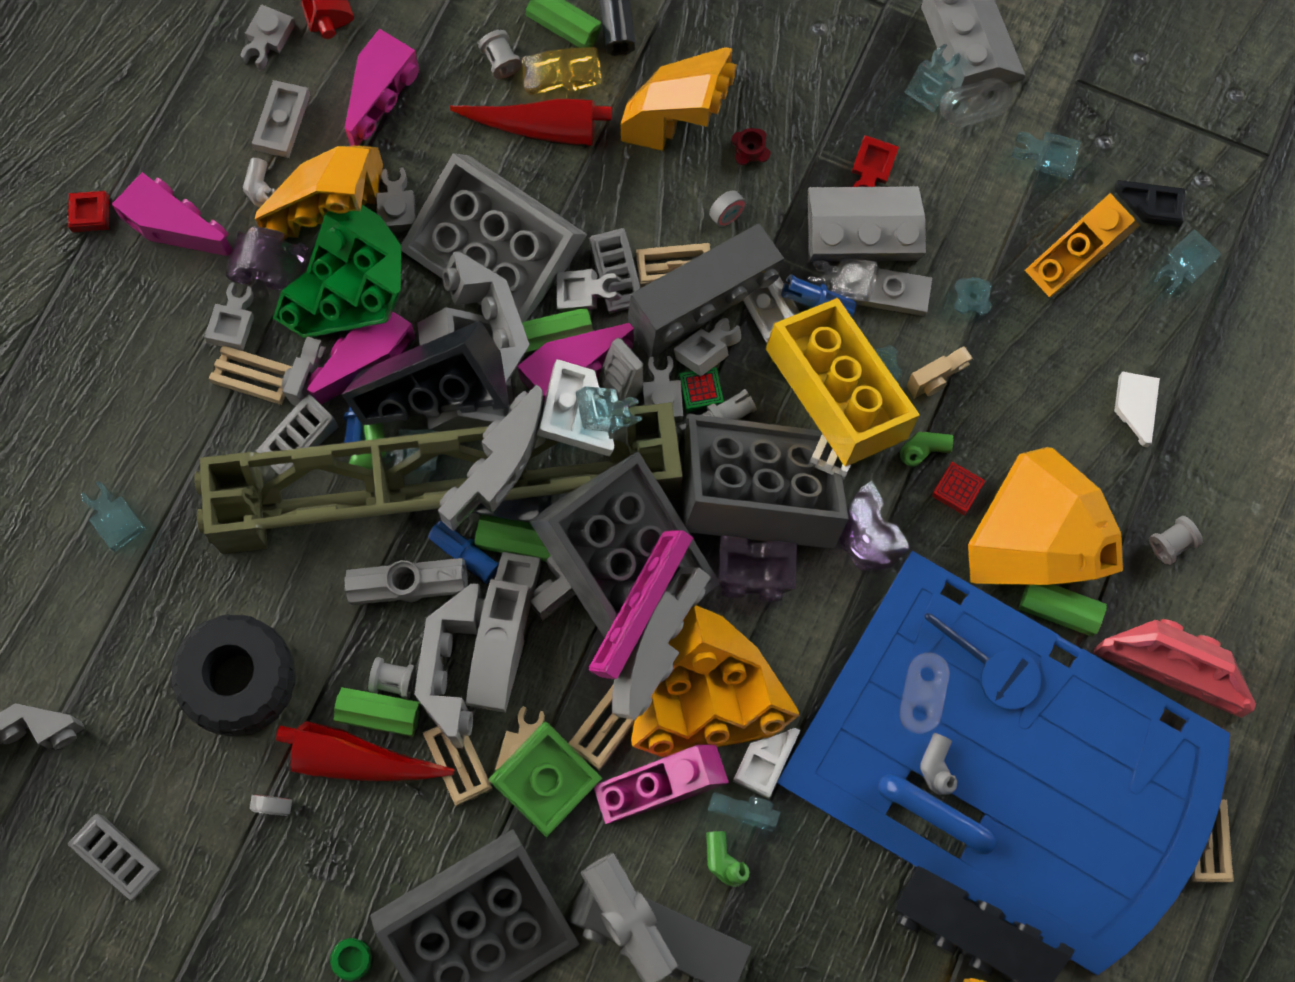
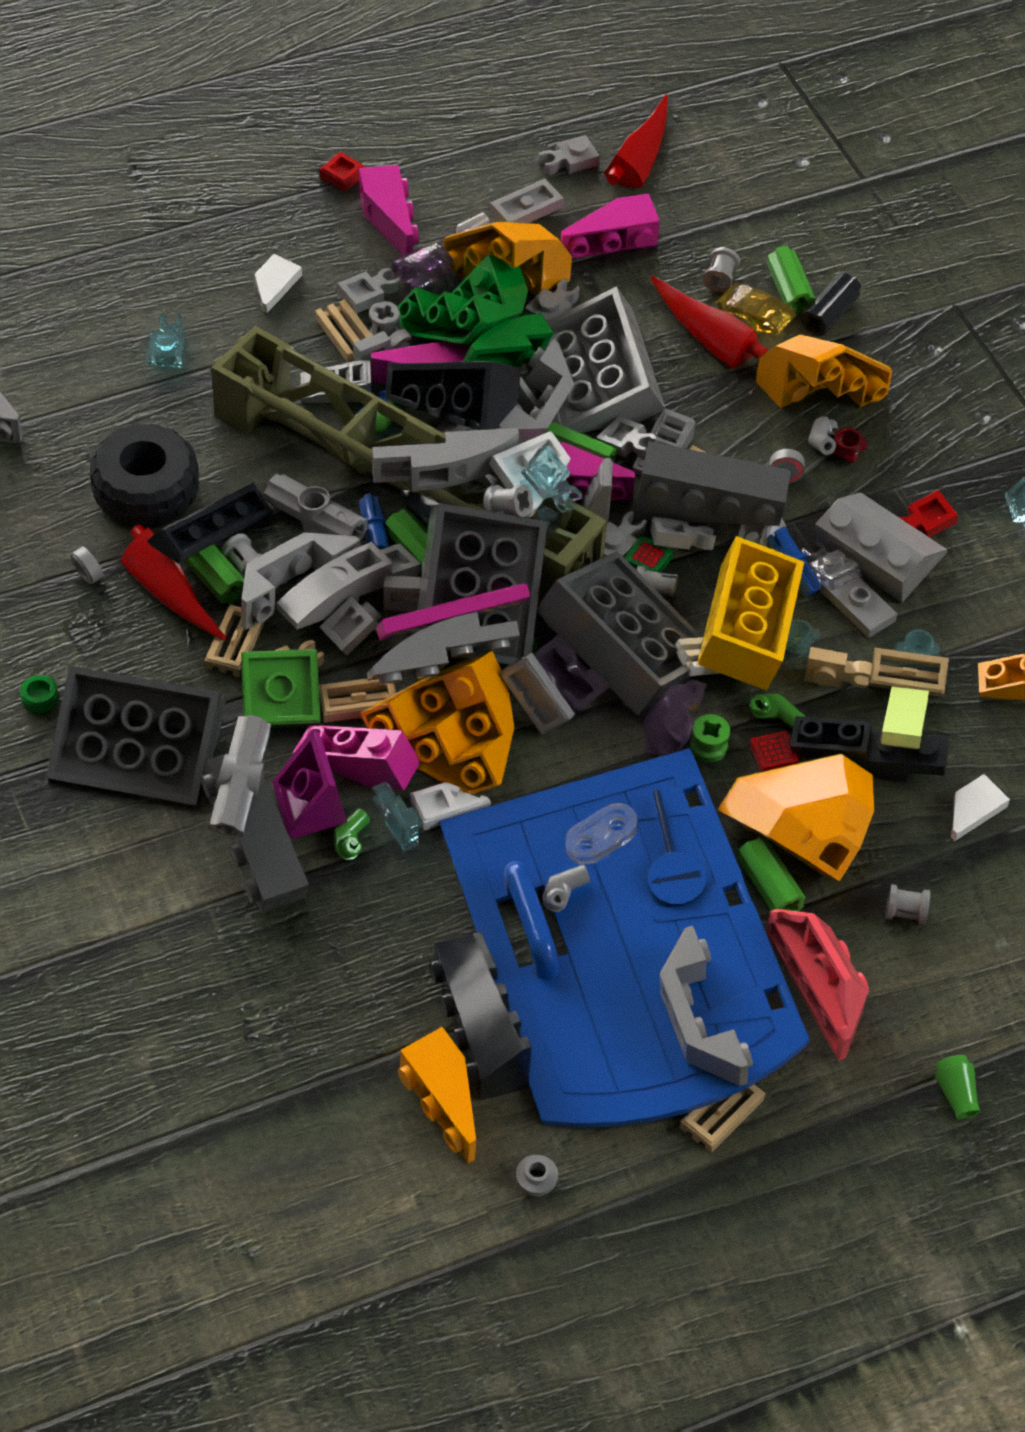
camera: 40 degrees right, 20 degrees down
(141, 374) = (275, 280): none -> white tile
(271, 340) = (379, 317): none -> light grey bush
(340, 678) = (211, 524): none -> black slope
(418, 285) = (511, 340): none -> green slope
(541, 664) = (351, 624): none -> light grey bracket
(590, 461) = (509, 501): none -> light grey bush
(662, 857) = (308, 790): none -> magenta slope
(722, 155) = (822, 435): none -> light grey arm
(753, 605) = (537, 693): none -> light grey plate
(904, 506) = (704, 744): none -> bright green wheel
(1016, 308) = (908, 658): none -> tan tile
(1028, 424) = (854, 739): none -> black slope
(1035, 376) = (905, 717): none -> yellowish green tile
(1094, 756) = (715, 1054): none -> light grey slope

